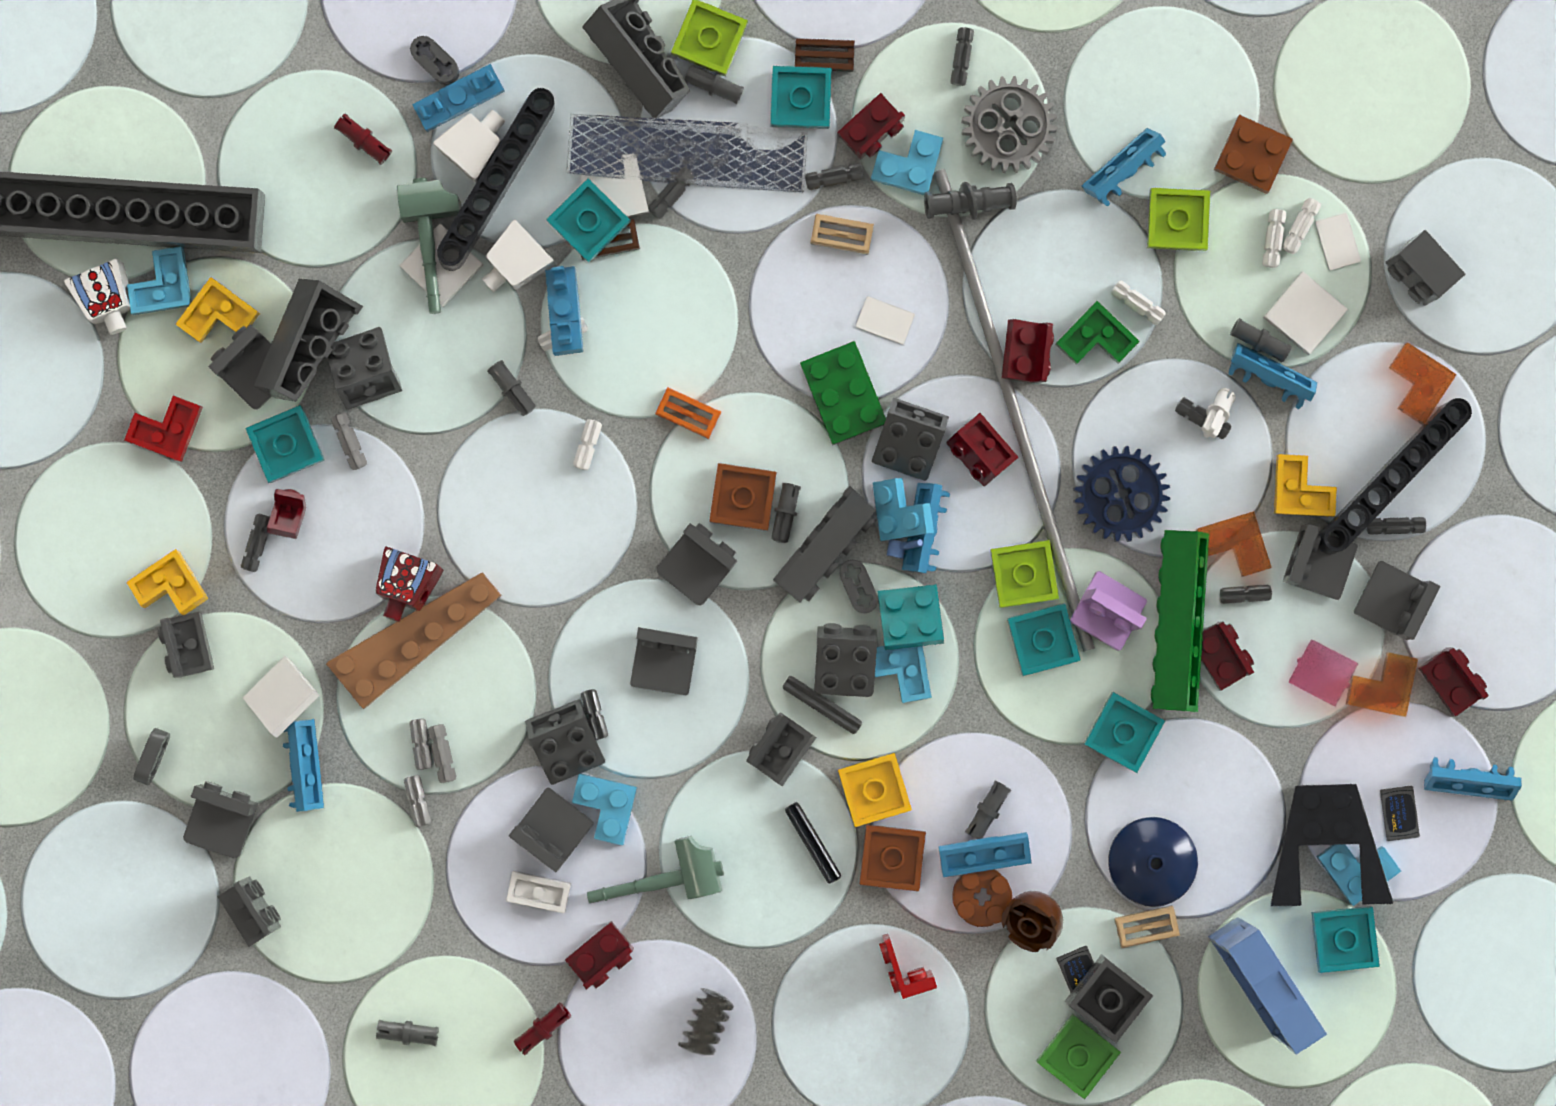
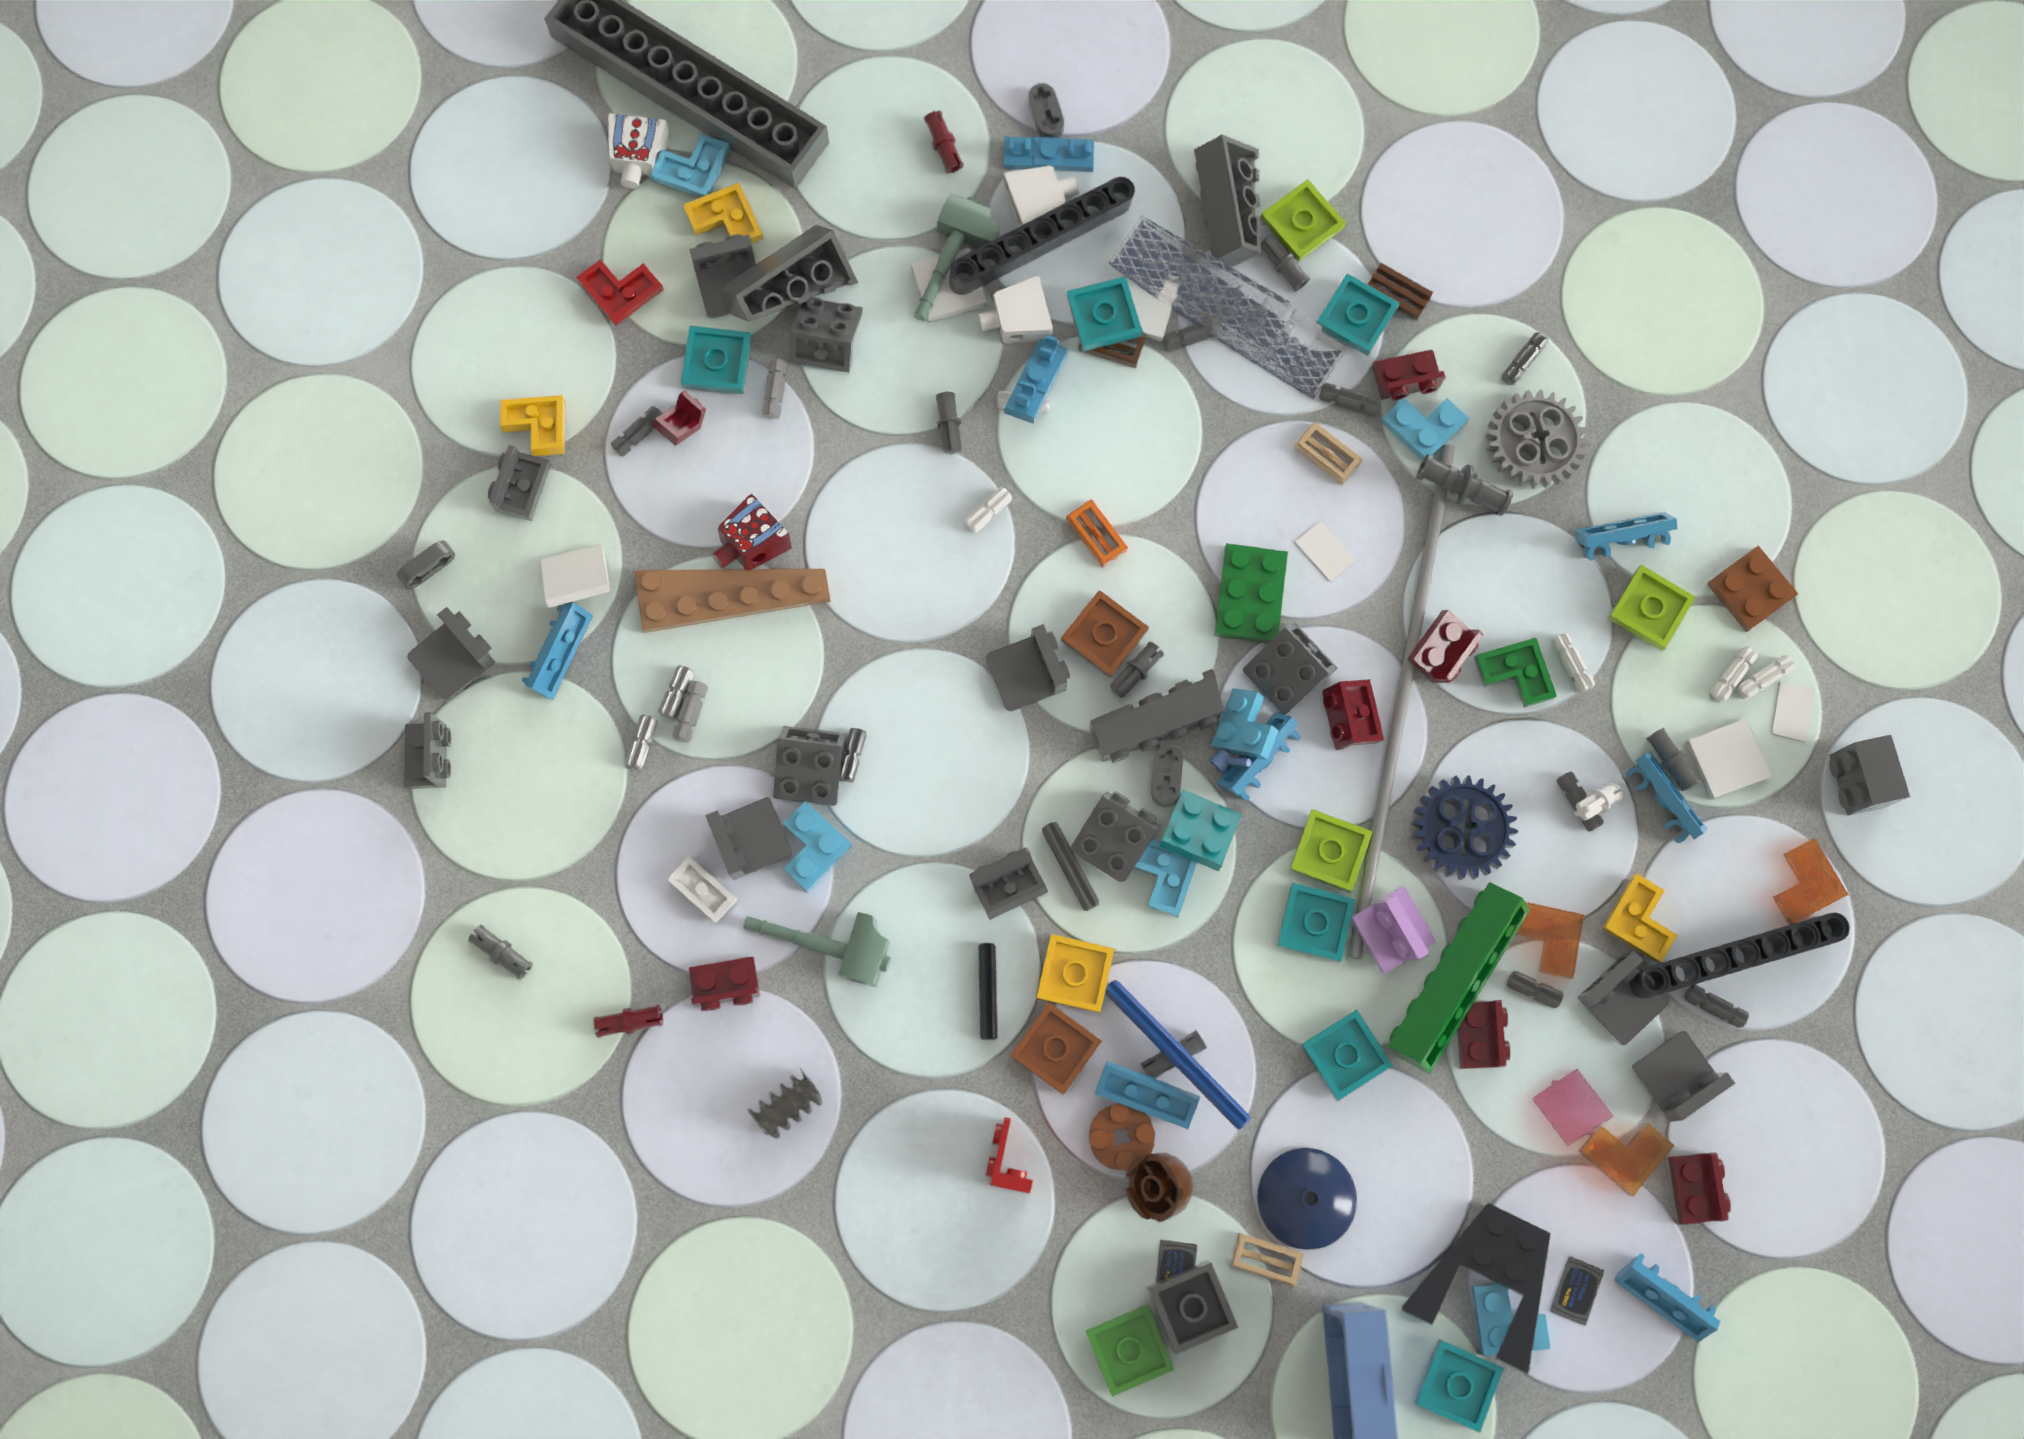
camera: 25 degrees right, 10 degrees down
(663, 661) = (946, 740): dark grey bracket -> none
(990, 810) = (1177, 1055): none -> blue axle

